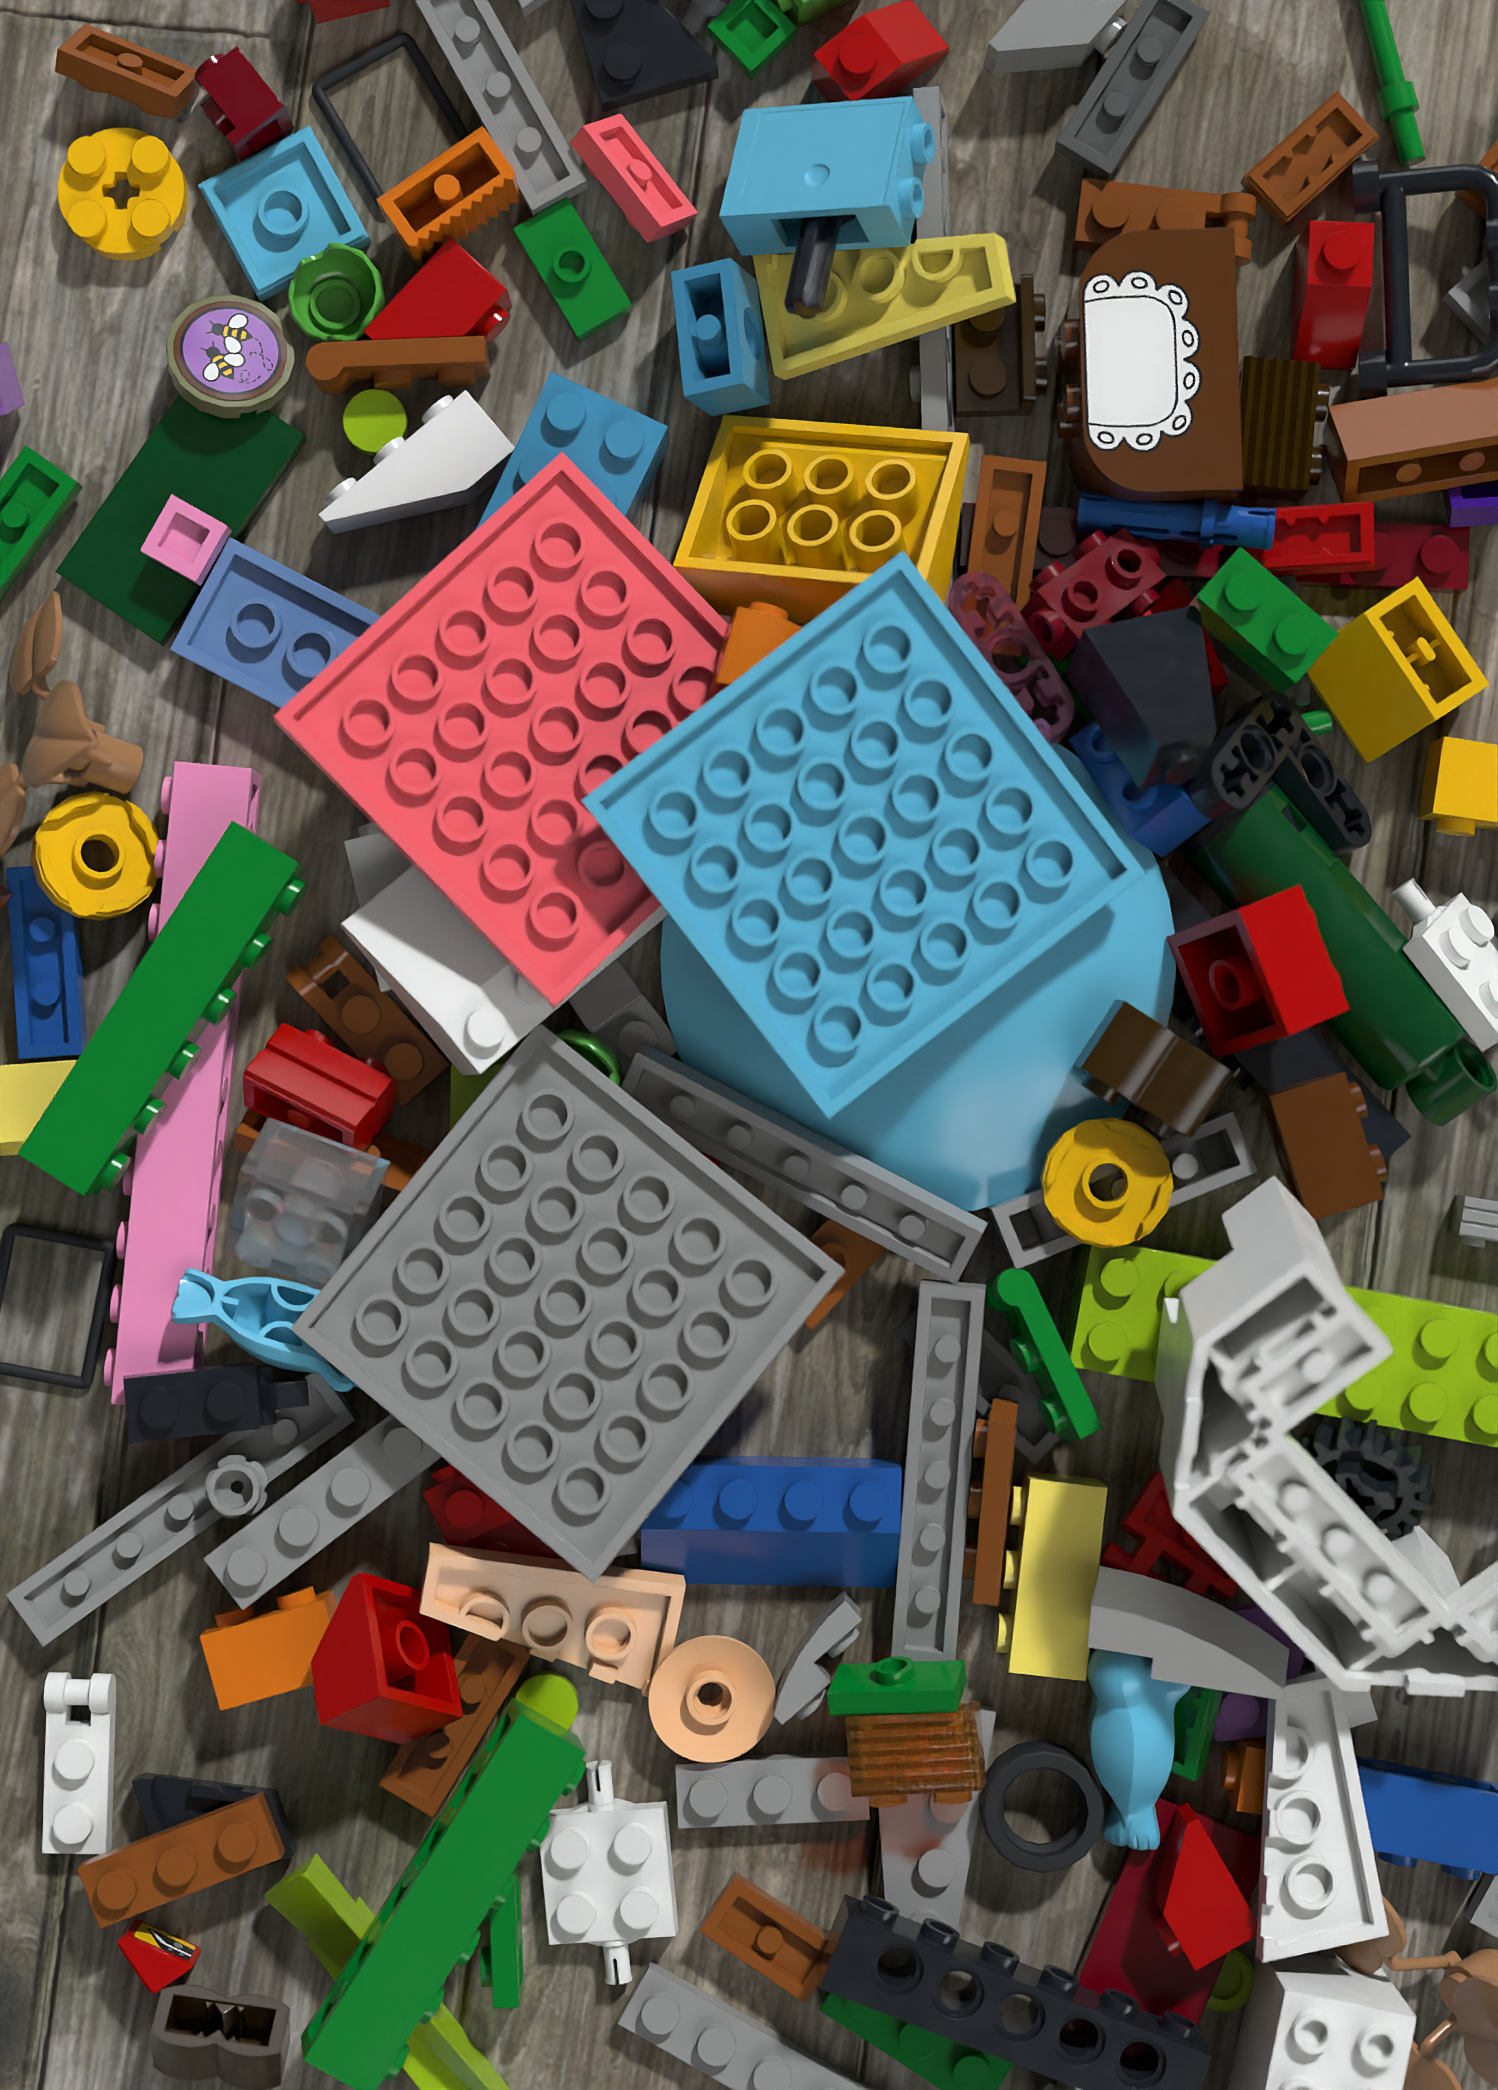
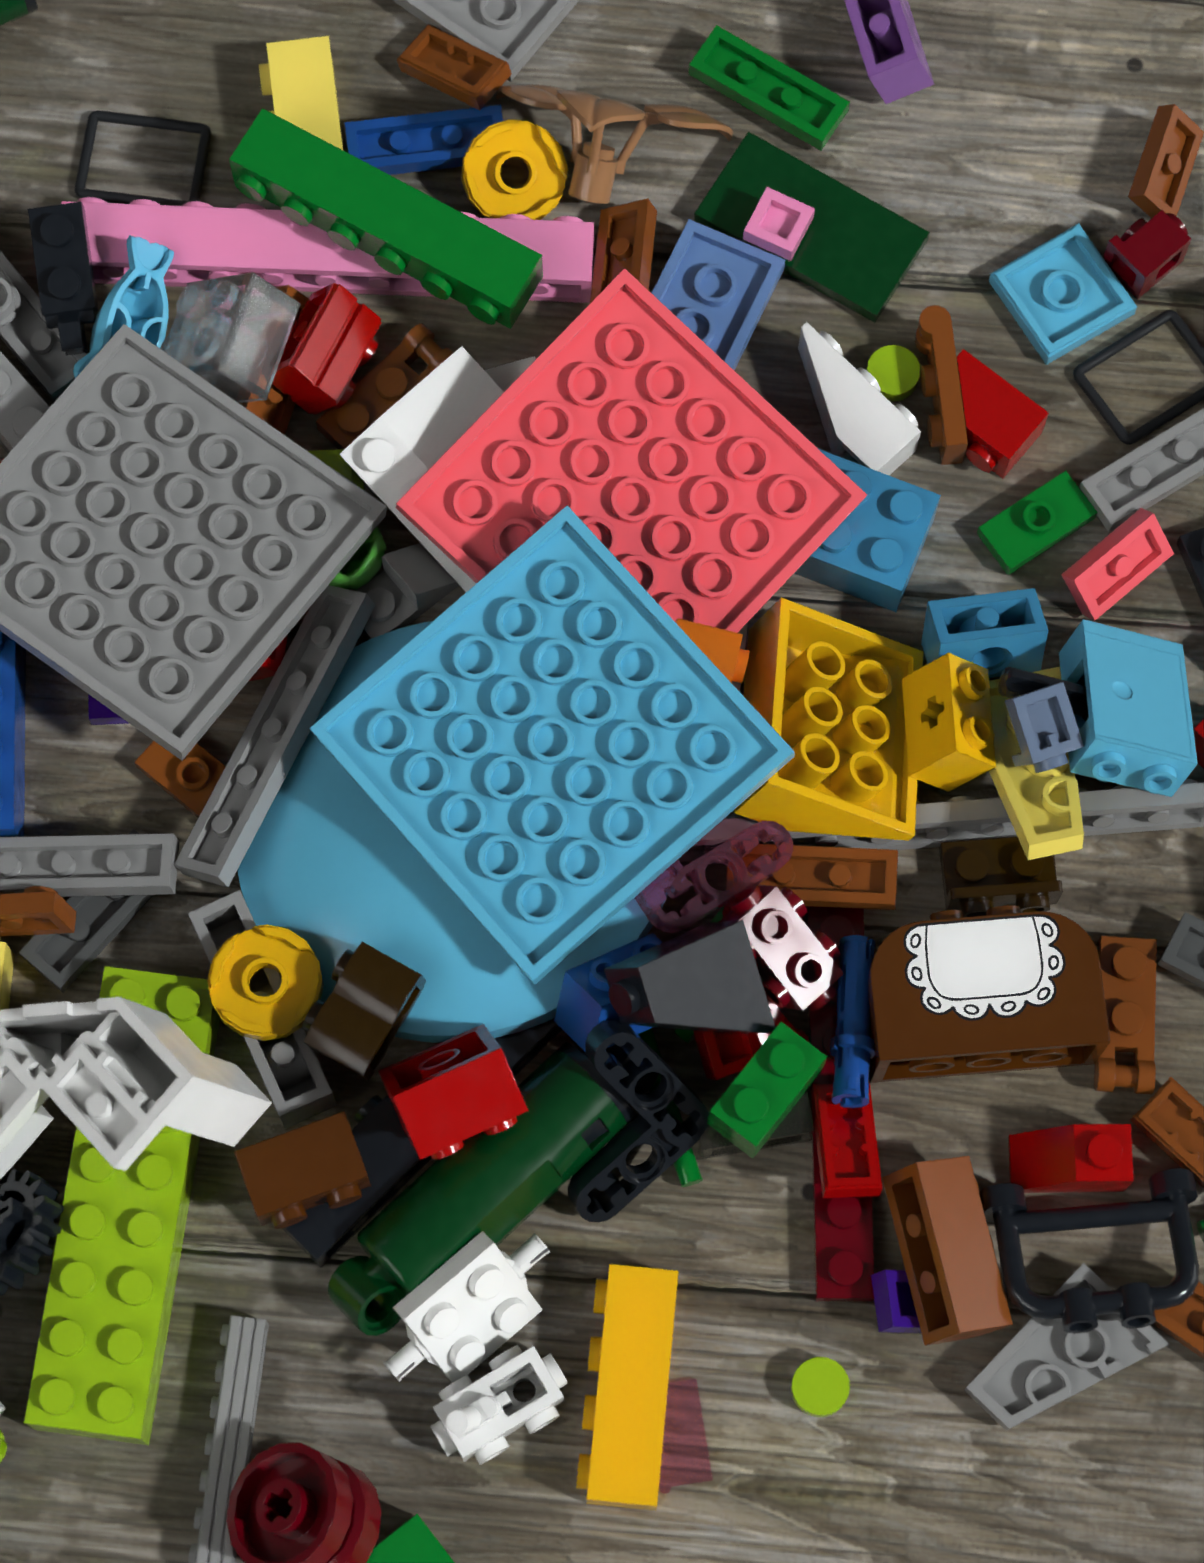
camera: 85 degrees right, 15 degrees down
(96, 166) = (1073, 140): yellow plate -> none
(221, 732) = (624, 242): none -> dark orange plate
(230, 356) = (936, 253): tile -> none
(335, 294) = (994, 330): bright green hair -> none
(450, 196) = (1084, 413): orange brick -> none
(829, 385) = (948, 722): none -> yellow brick
(864, 267) = (1044, 727): none -> sand blue bracket
(1042, 1353) = (116, 943): green plate -> none
(1277, 426) = (947, 1116): dark brown brick -> none
(1394, 671) = (736, 1228): yellow slope -> none

